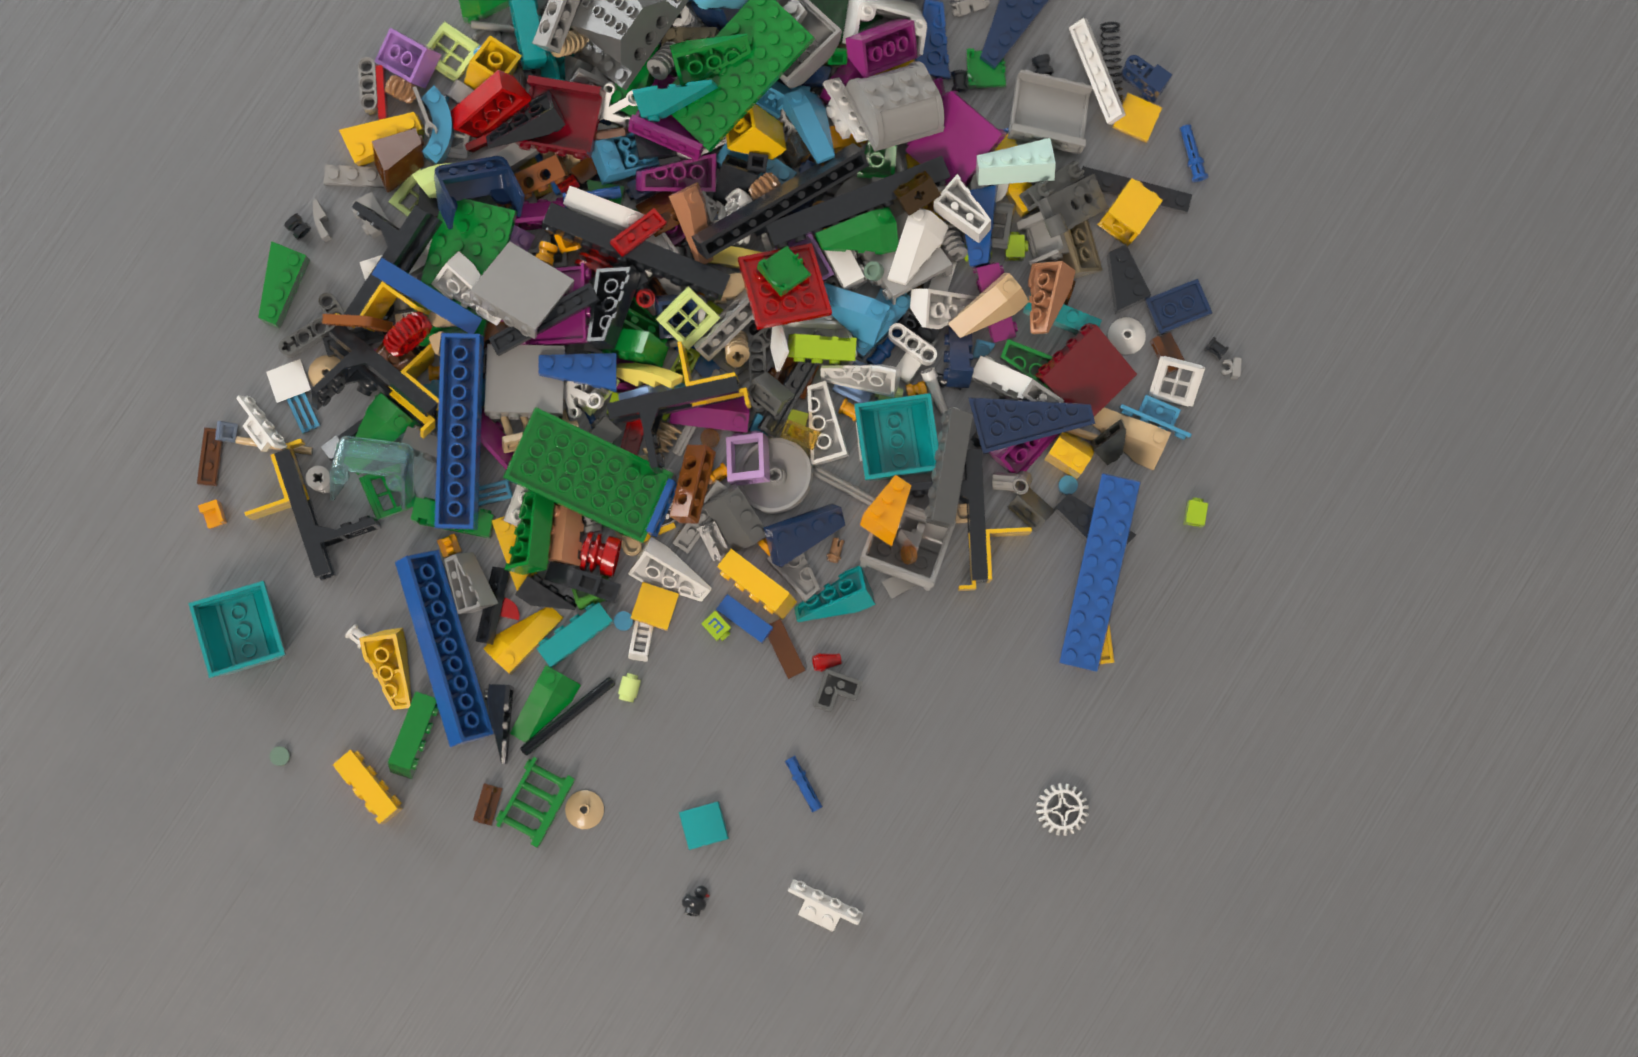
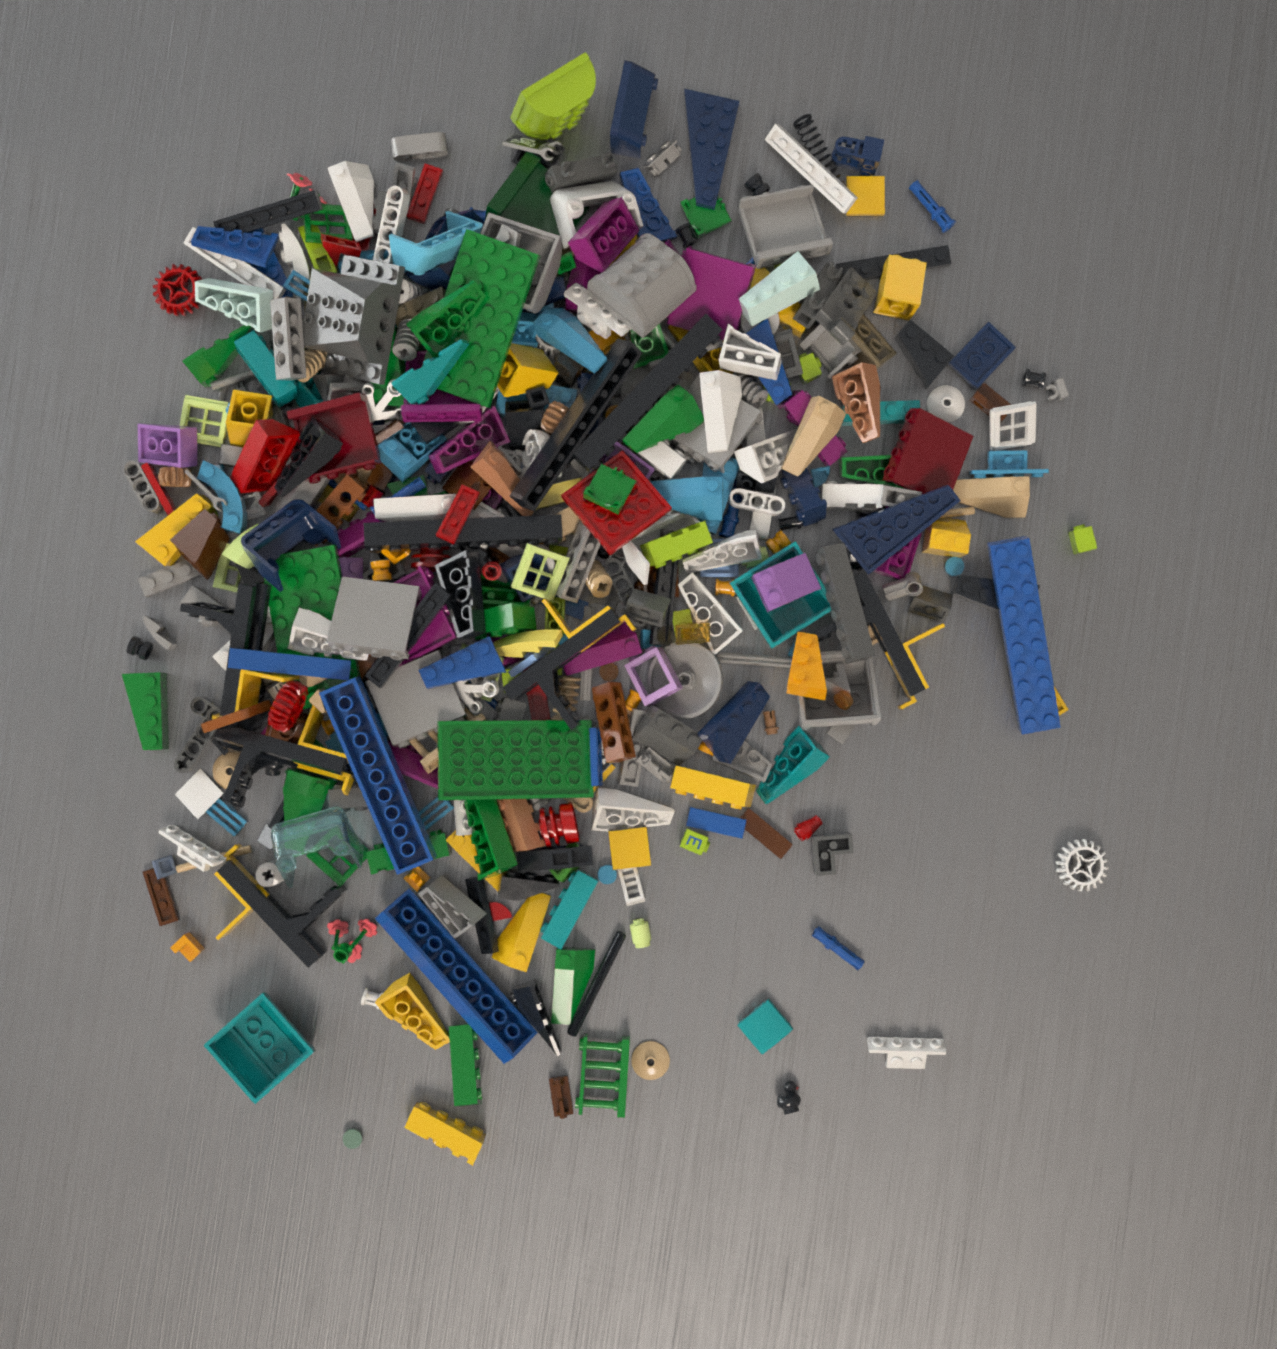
camera: 20 degrees left, 5 degrees up
(354, 580) = (353, 950): none -> plant
(873, 271) = (691, 450): sand green tile -> none
(904, 425) = (786, 582): none -> medium lavender slope
(913, 201) = (699, 359): dark brown brick -> none
(930, 377) = (786, 524): white plant -> none
(1110, 443) = (978, 510): pearl dark grey slope -> none

